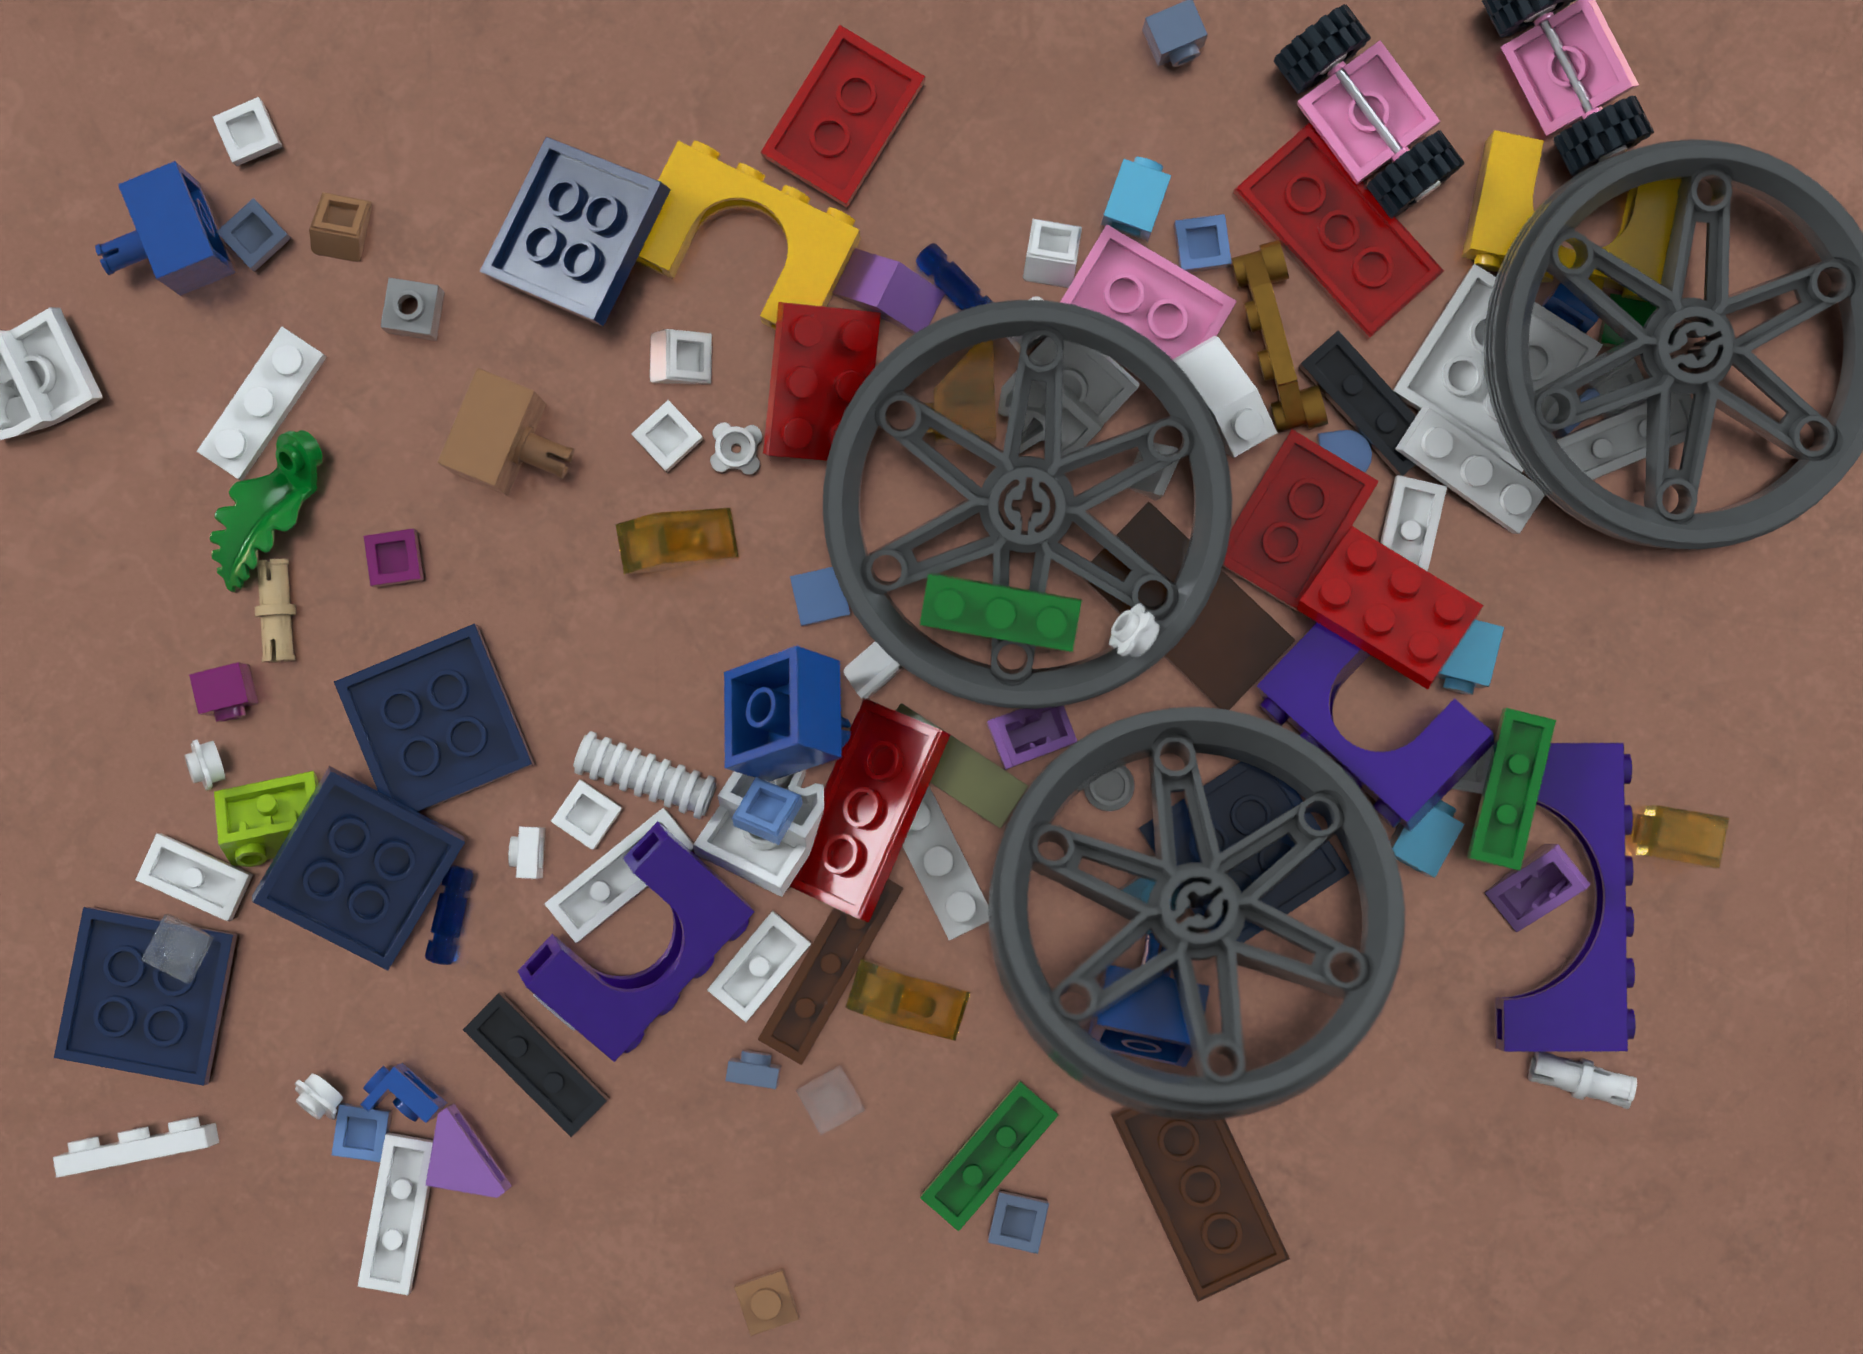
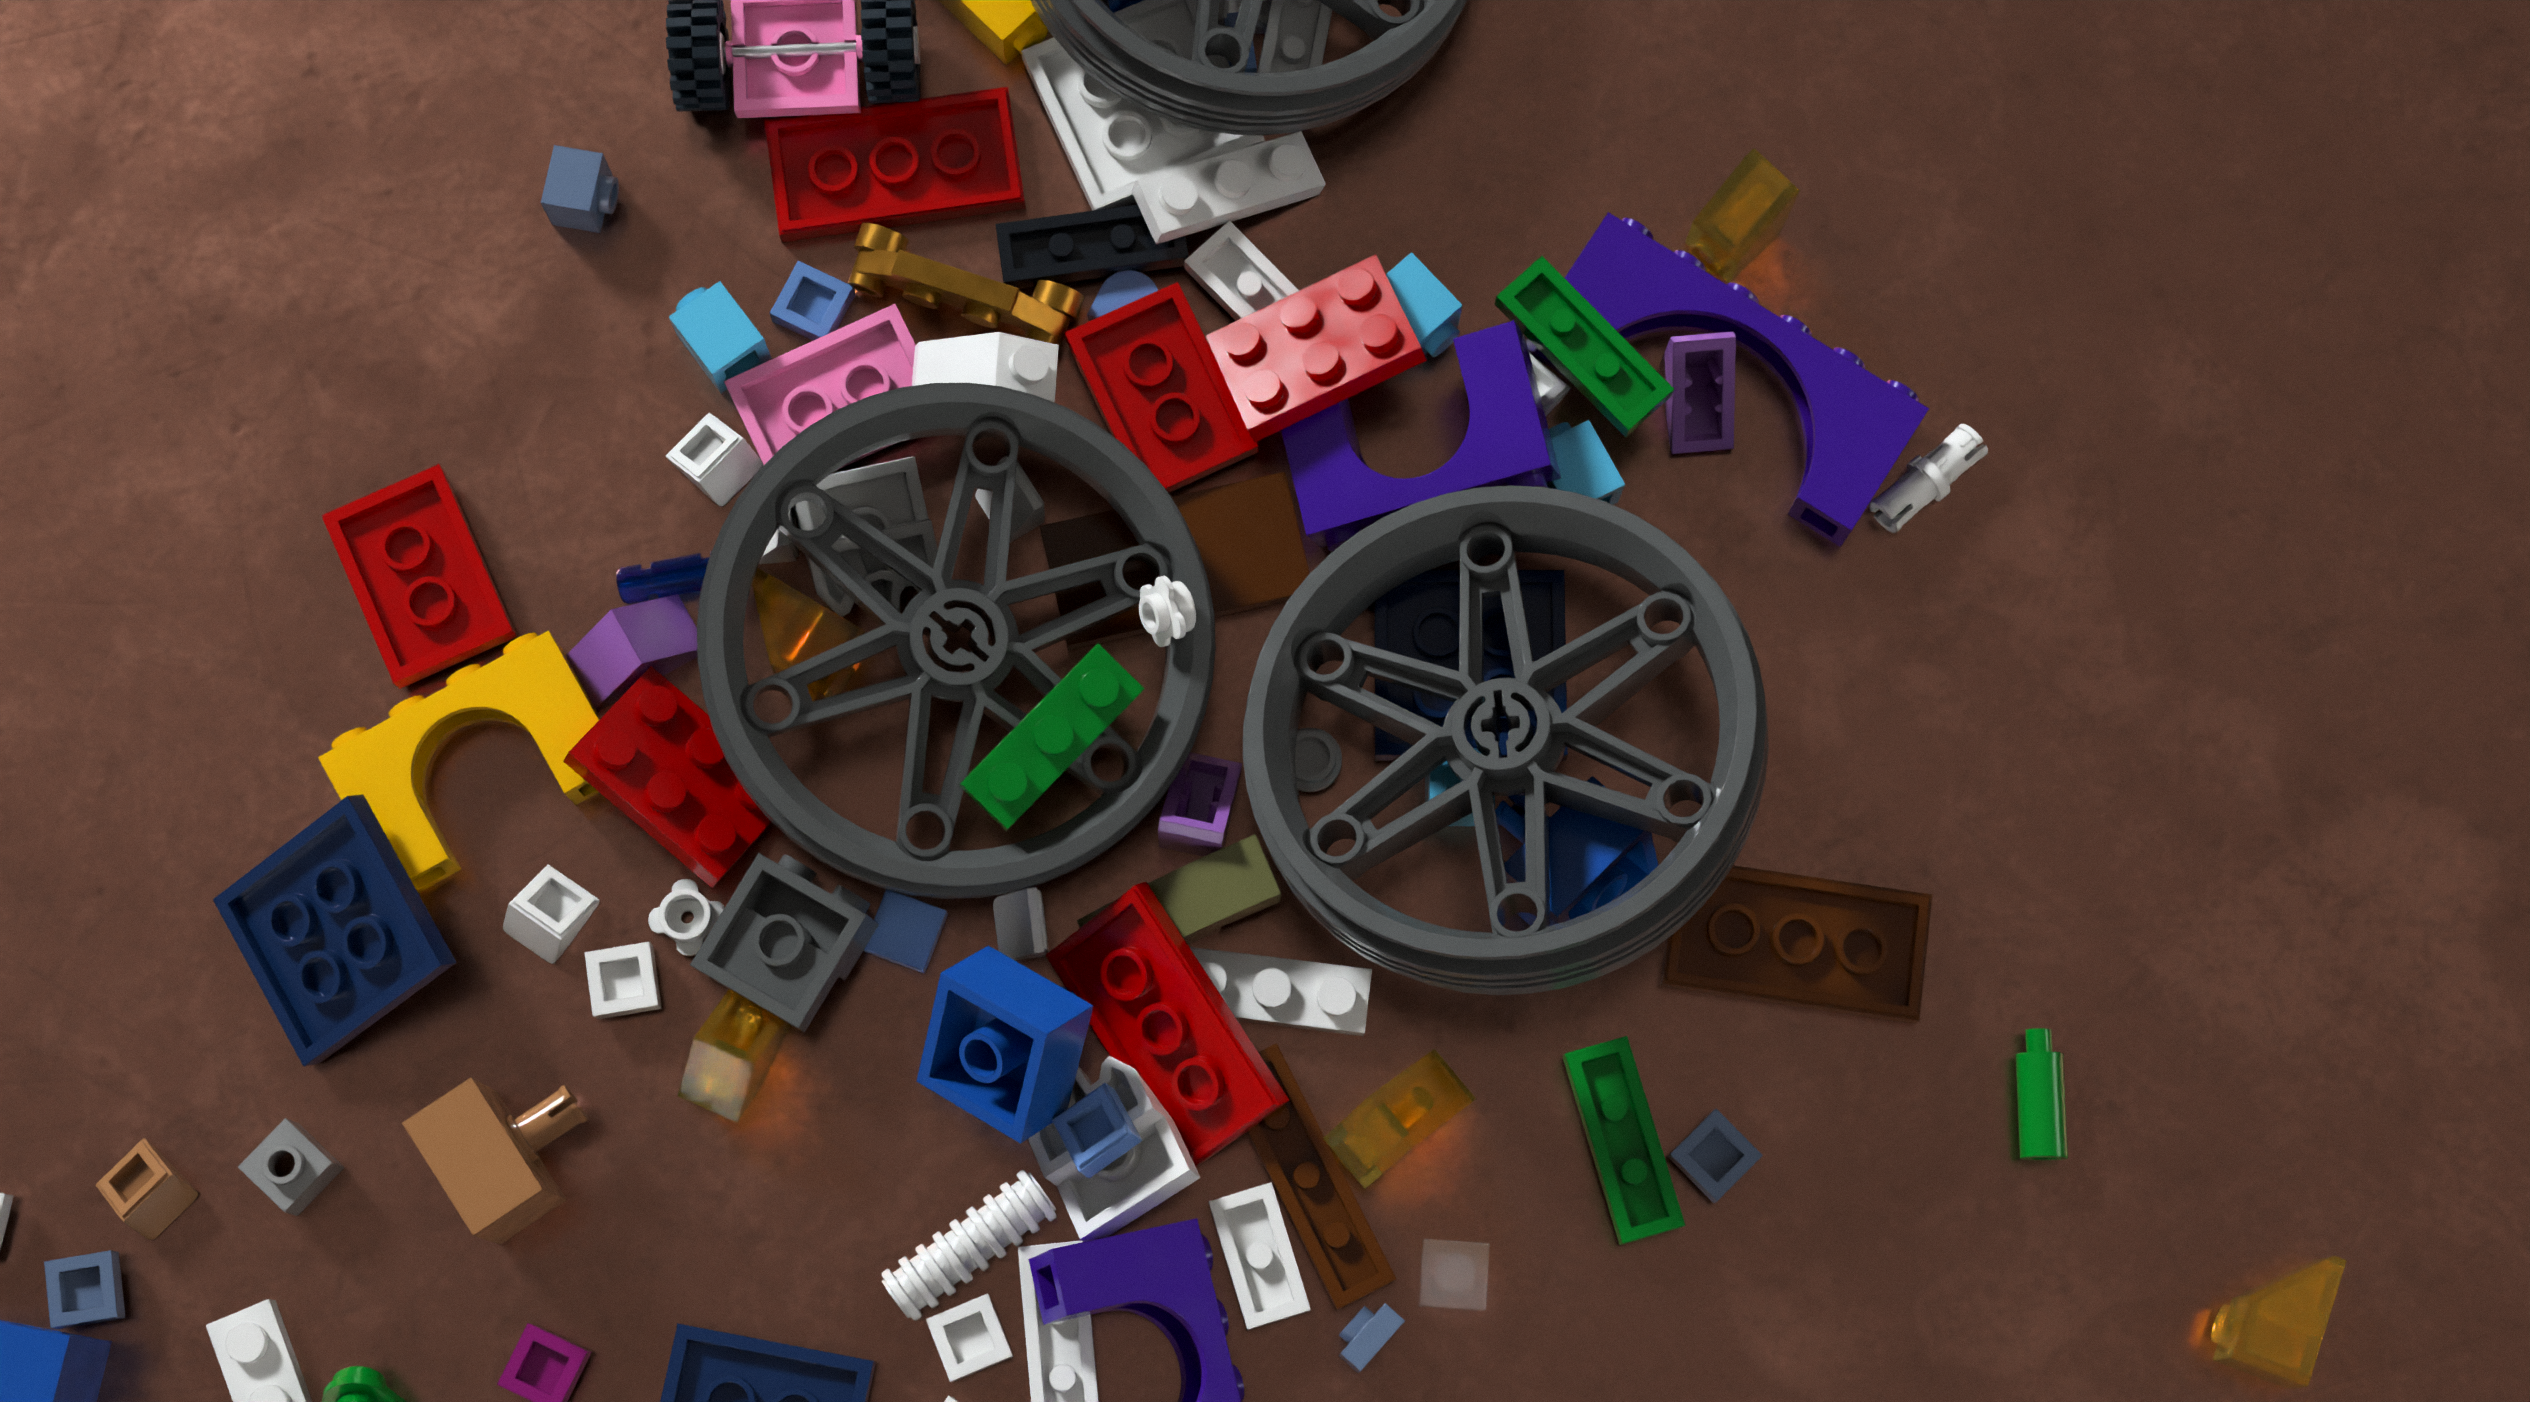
camera: 65 degrees left, 10 degrees down
(760, 524) = (785, 939): none -> dark grey plate

